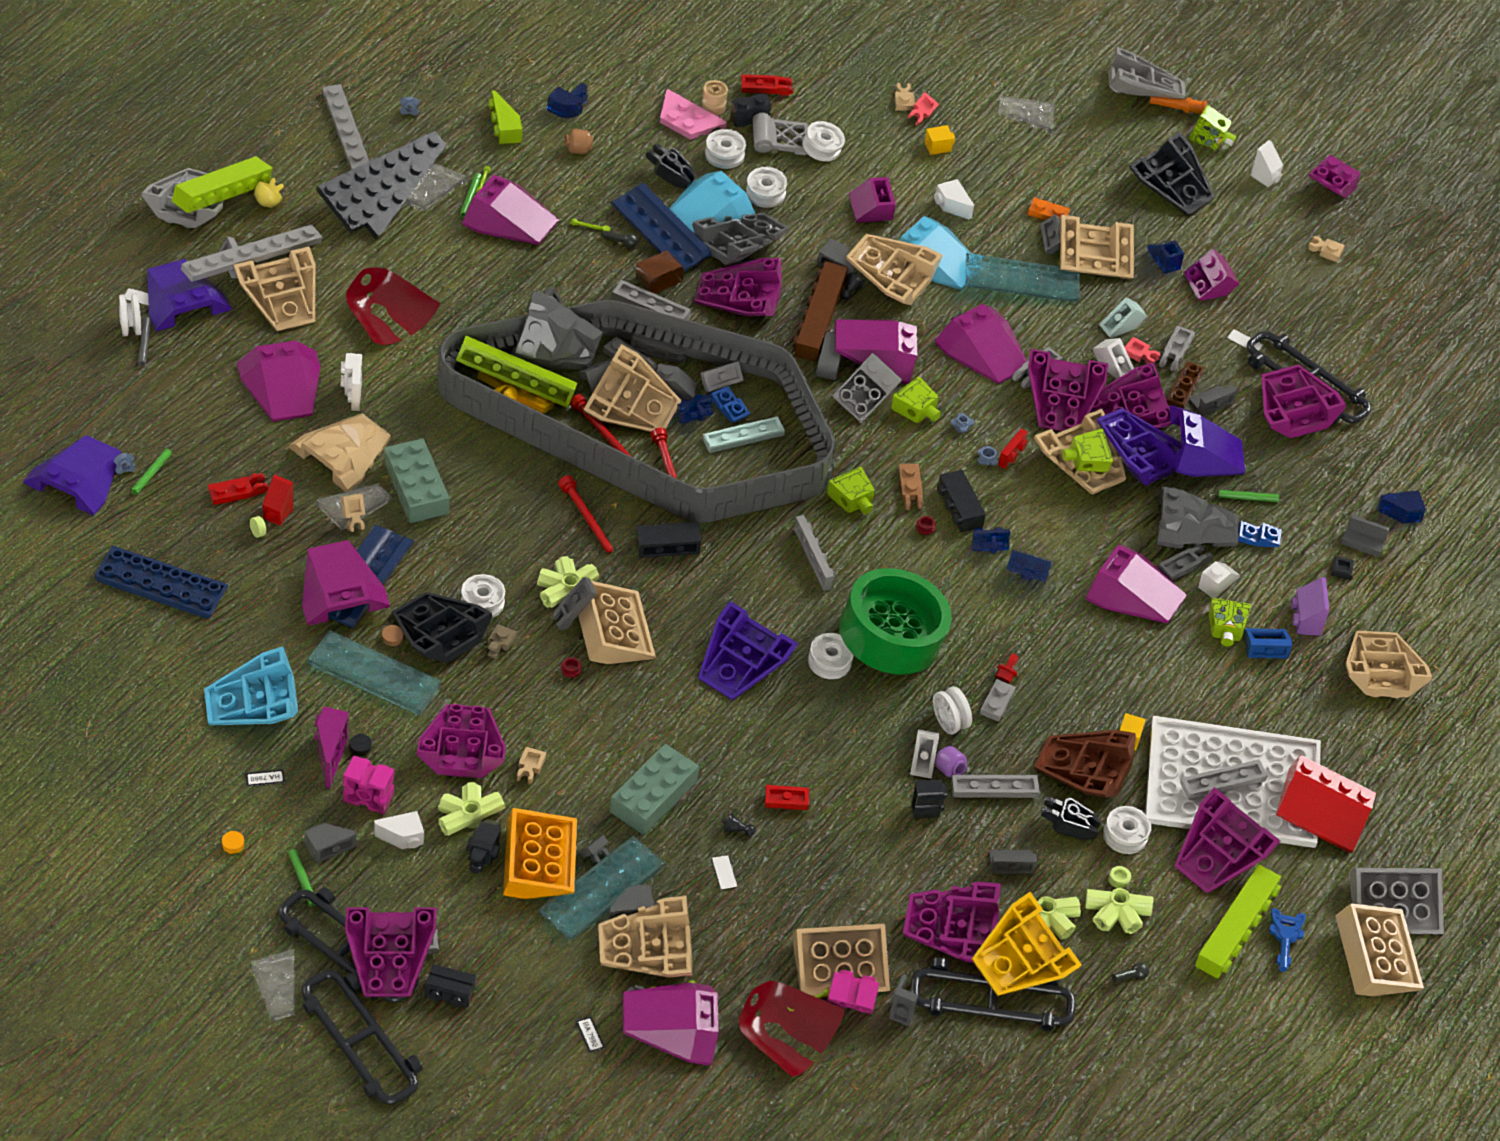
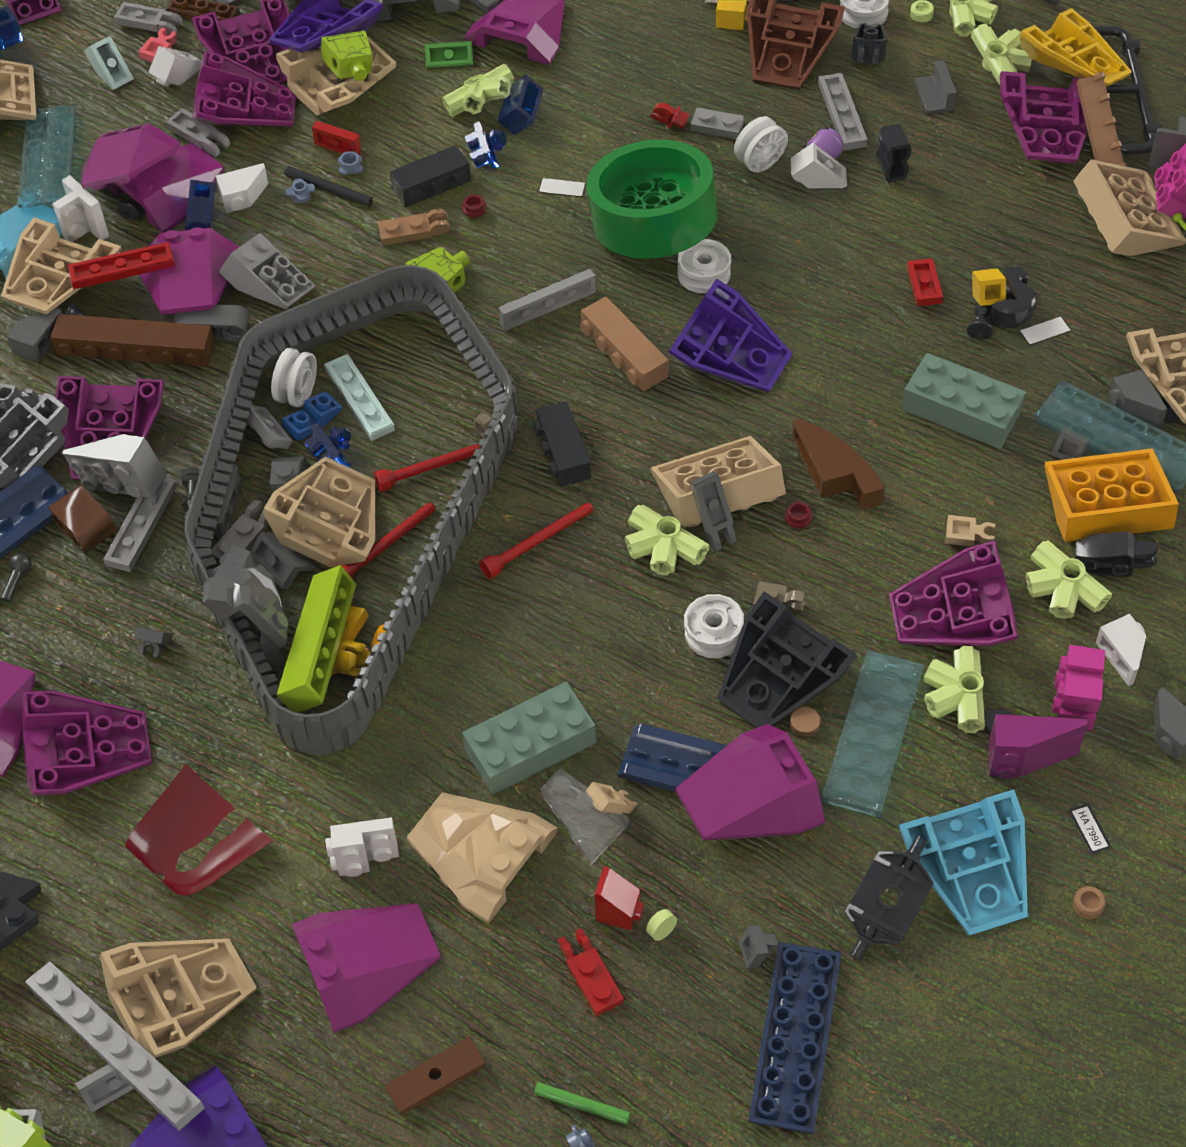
camera: 90 degrees left, 5 degrees up
(189, 402) = (418, 1087): none -> reddish brown tile
(208, 759) = (1089, 902): none -> medium nougat tile
(226, 570) = (756, 946): none -> dark grey tile
(244, 646) = (883, 923): none -> black plate
(387, 719) = (953, 691): none -> yellowish green piece
(473, 259) = (79, 741): none -> magenta wedge
(610, 696) = (836, 465): none -> reddish brown slope
(687, 285) = (117, 466): none -> light grey slope
(755, 855) = (1019, 301): none -> black animal
(757, 389) = (294, 377): none -> white wheel
(761, 589) = (624, 344): none -> medium nougat brick
(767, 832) = (988, 286): none -> yellow brick
(880, 298) = (121, 265): none -> red tile
(916, 401) = (278, 226): lime torso -> none
(933, 952) = (1099, 119): none -> medium nougat hinge
(944, 356) = (199, 204): none -> clear blue slope
(944, 584) = (562, 187): none -> white sticker
(951, 285) = (79, 212): none -> white bracket
(966, 441) = (329, 186): none -> black bar
(967, 385) = (241, 187): none -> white slope
(996, 307) = (124, 154): none -> magenta wedge
(1049, 541) = (479, 90): none -> yellowish green piece
(1108, 535) = (449, 54): none -> bright green slope

